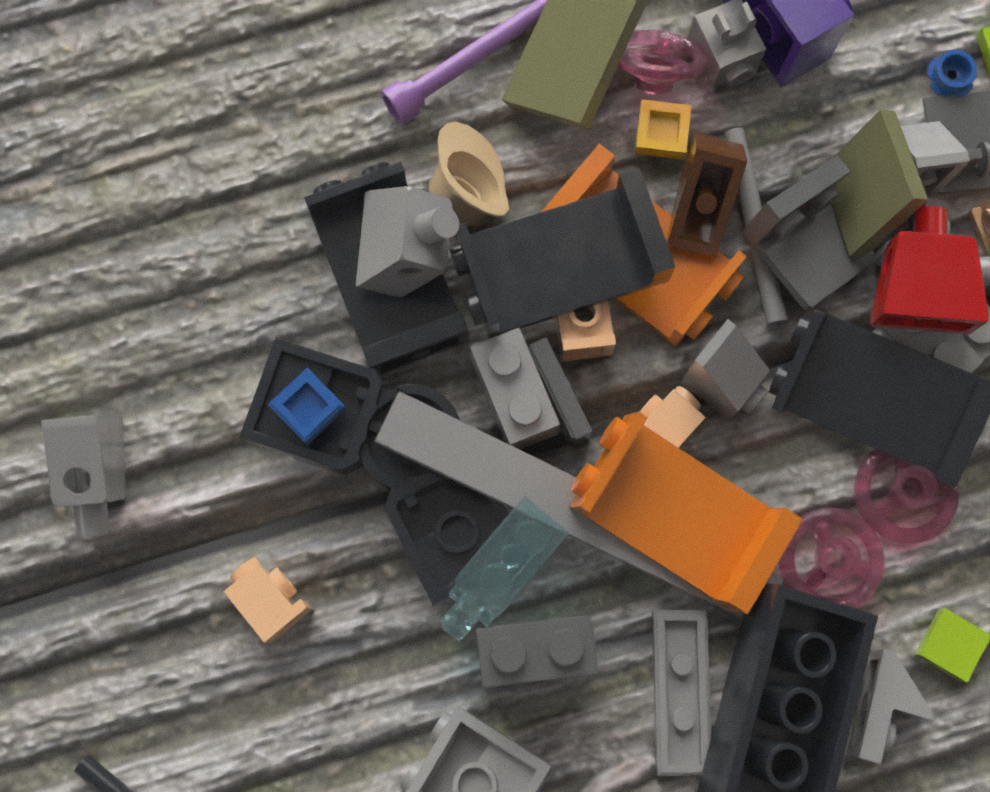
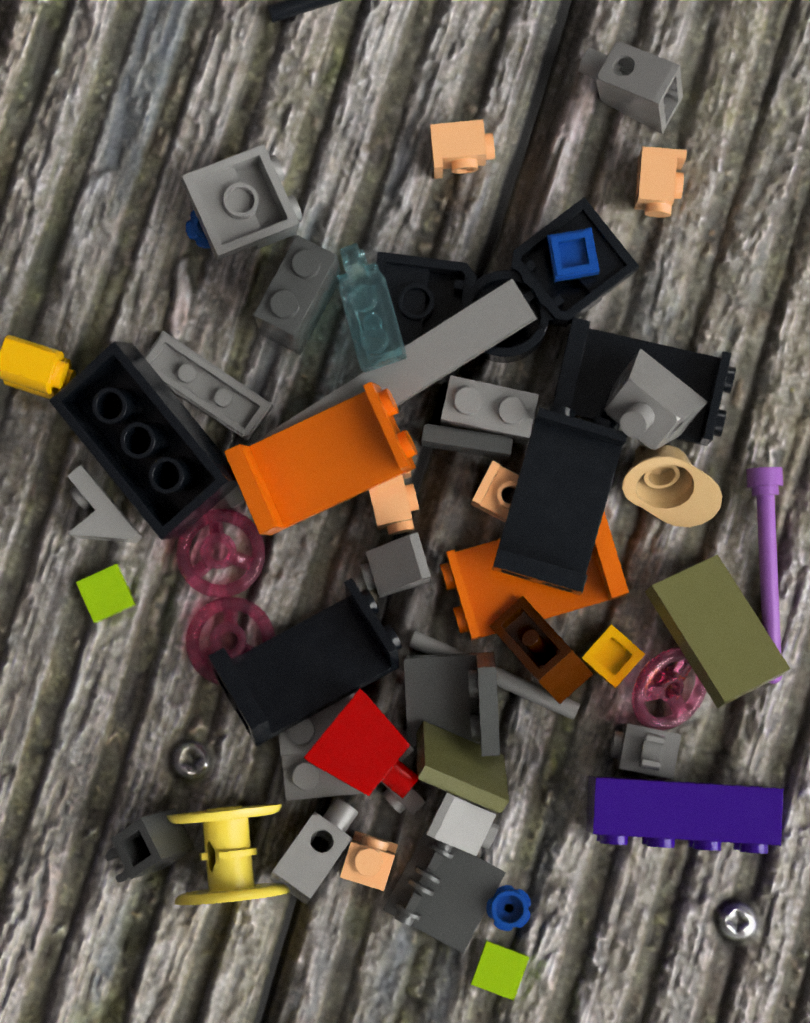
camera: 130 degrees right, 5 degrees up
(173, 382) = (658, 181): none -> light nougat brick

